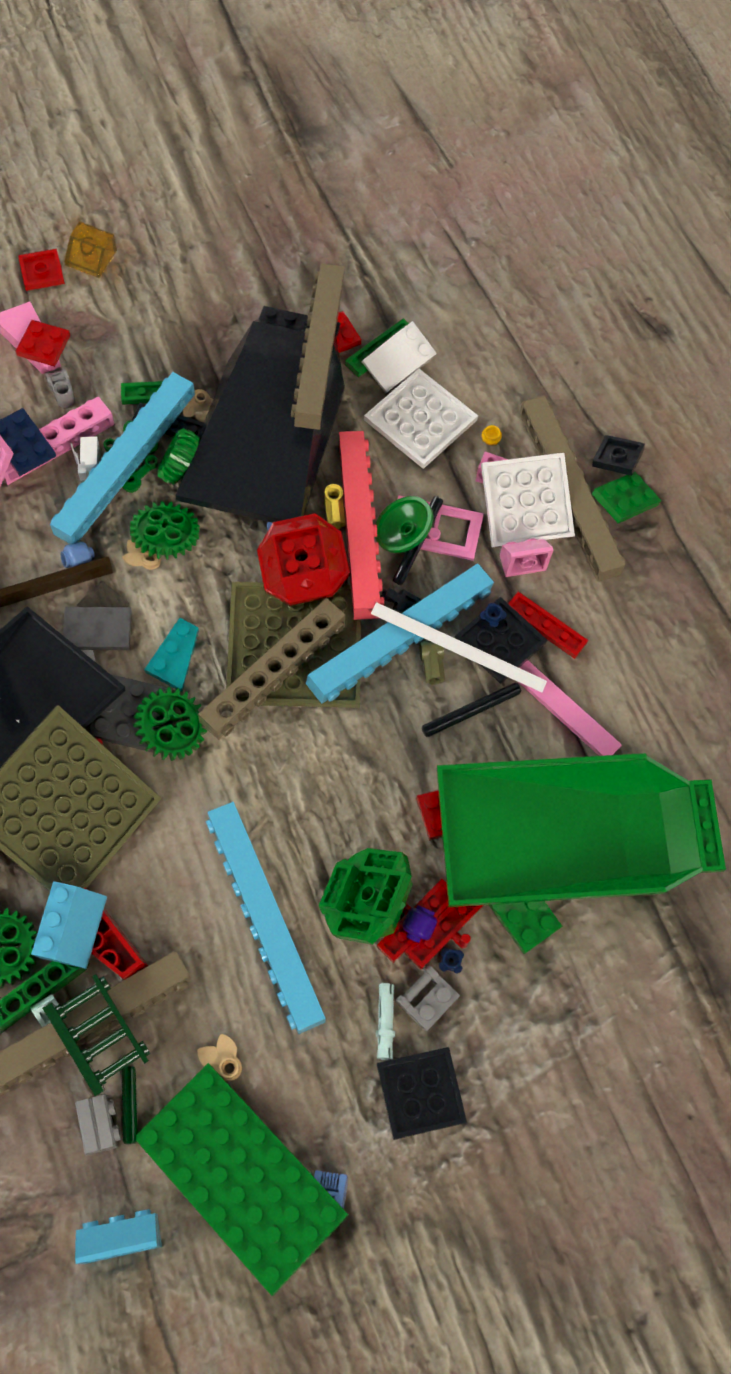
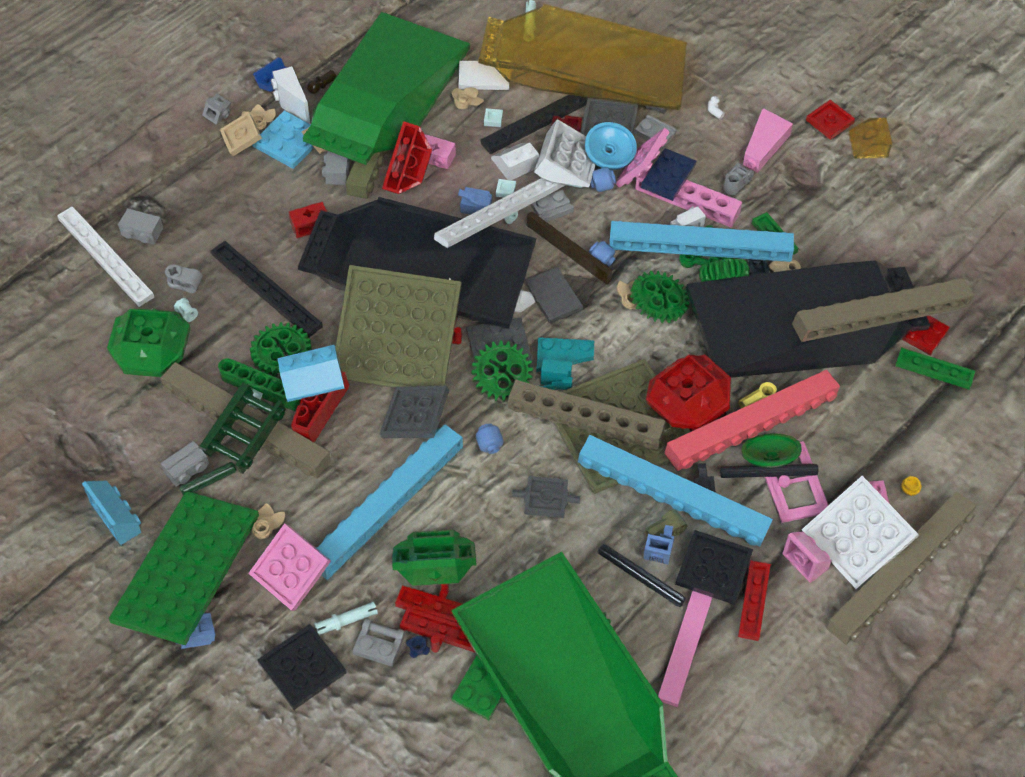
camera: 70 degrees right, 10 degrees down
(43, 343) = (761, 147): red plate -> none
(172, 836) = (414, 412): none -> dark grey plate
(202, 672) = (556, 374): none -> teal piece
(245, 776) = (489, 438): none -> medium blue head
(301, 1056) = (289, 567): none -> bright pink plate
(341, 754) = (546, 496): none -> dark grey plate
(399, 357) = (931, 383): white slope -> none
(419, 923) = (431, 603): dark purple head -> none
(420, 418) = (888, 426): white plate -> none
(456, 676) = (660, 546): none -> medium blue piece
(459, 647) = (683, 536): white sticker -> none
(493, 608) = (734, 544): dark blue plate -> none
(618, 455) = (962, 591): black plate -> none
(626, 497) = (922, 614): green plate -> none

